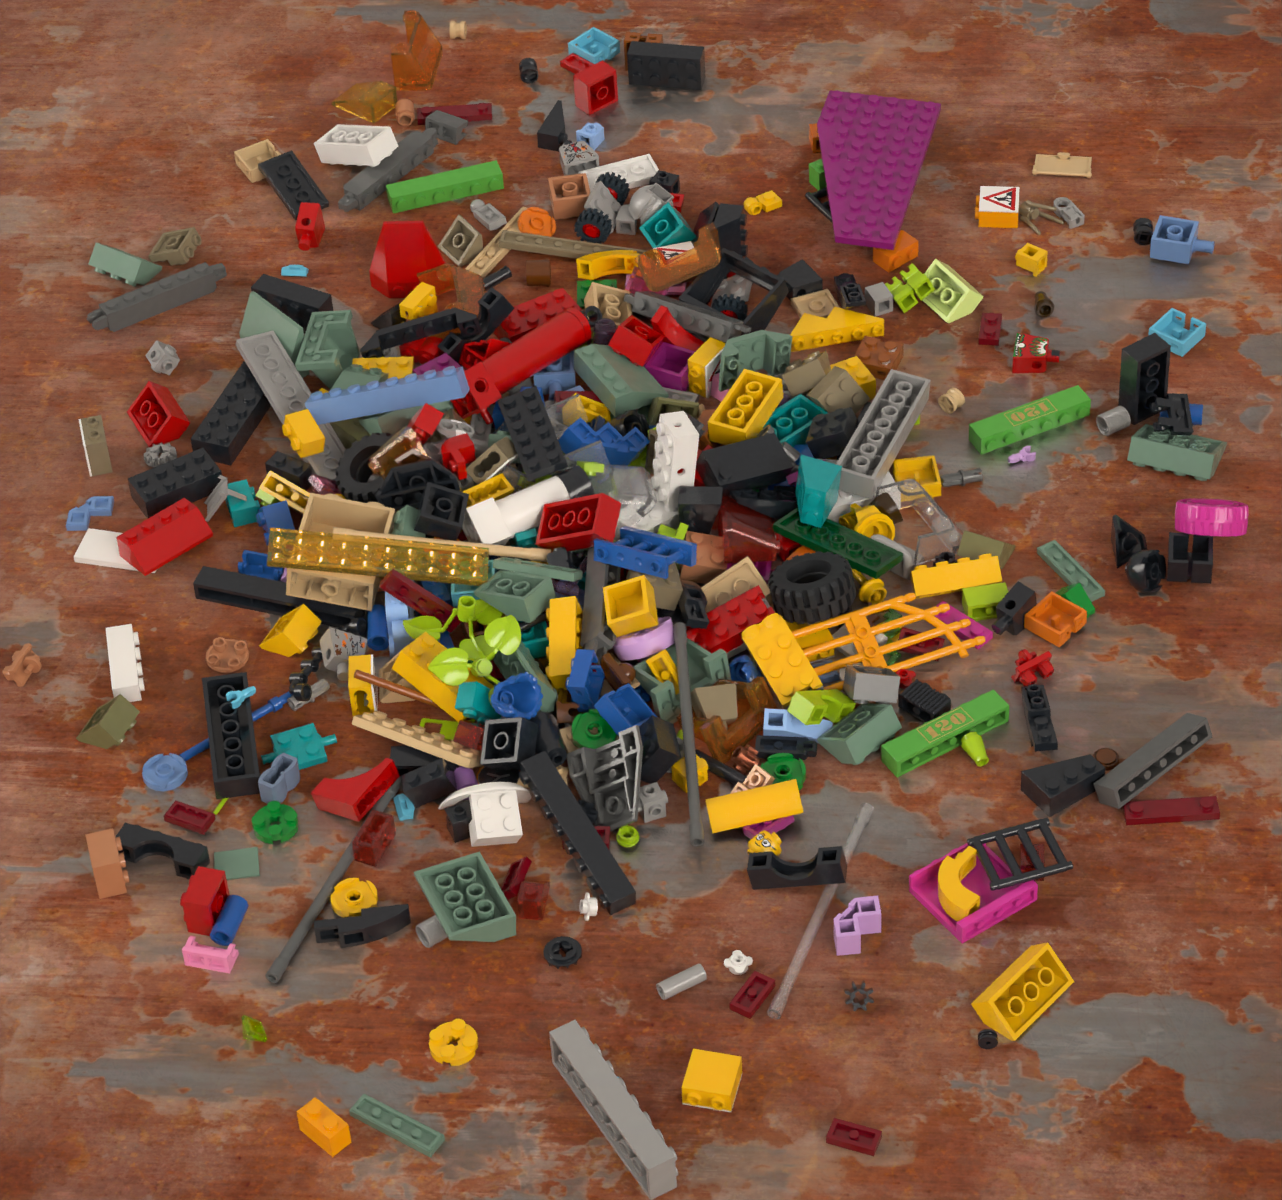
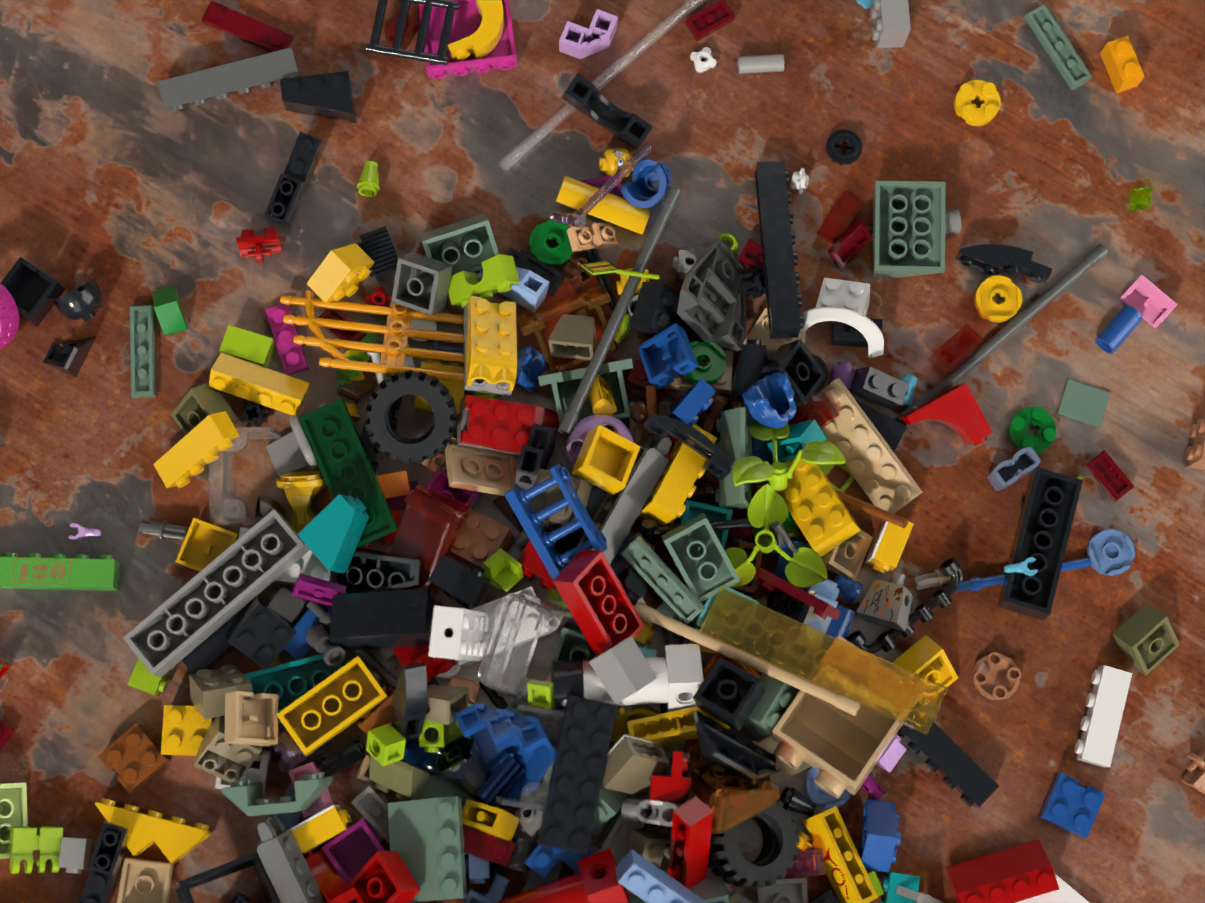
camera: 160 degrees left, 35 degrees up
(126, 598) = (1071, 805): none -> blue piece
(142, 842) = (1130, 424): black arch -> none
(204, 899) = (1138, 349): red brick -> none
(256, 565) = (916, 781): blue hinge -> none
(300, 743) = (974, 512): teal plate -> none
(381, 657) = (848, 587): none -> blue piece
(454, 637) = (783, 536): none -> dark grey bar
(532, 494) = (623, 670): none -> light grey slope
(566, 651) = (716, 461): none -> black slope
(690, 402) = (385, 744): none -> lime brick
(723, 754) = (604, 267): none -> lime piece
(725, 838) = (648, 183): none -> blue helmet
(769, 770) = (578, 218): none -> bar
(800, 376) = (251, 720): none -> tan piece
(943, 660) = (341, 273): none -> yellow brick
(944, 733) = (384, 209): bright green brick -> none
(951, 400) = (102, 646): tan wheel -> none
(968, 509) = (196, 450): none -> yellow brick
(1013, 608) = (232, 311): black torso -> none
(1055, 619) = (202, 291): orange piece -> none
(1107, 757) = (262, 115): reddish brown piece -> none

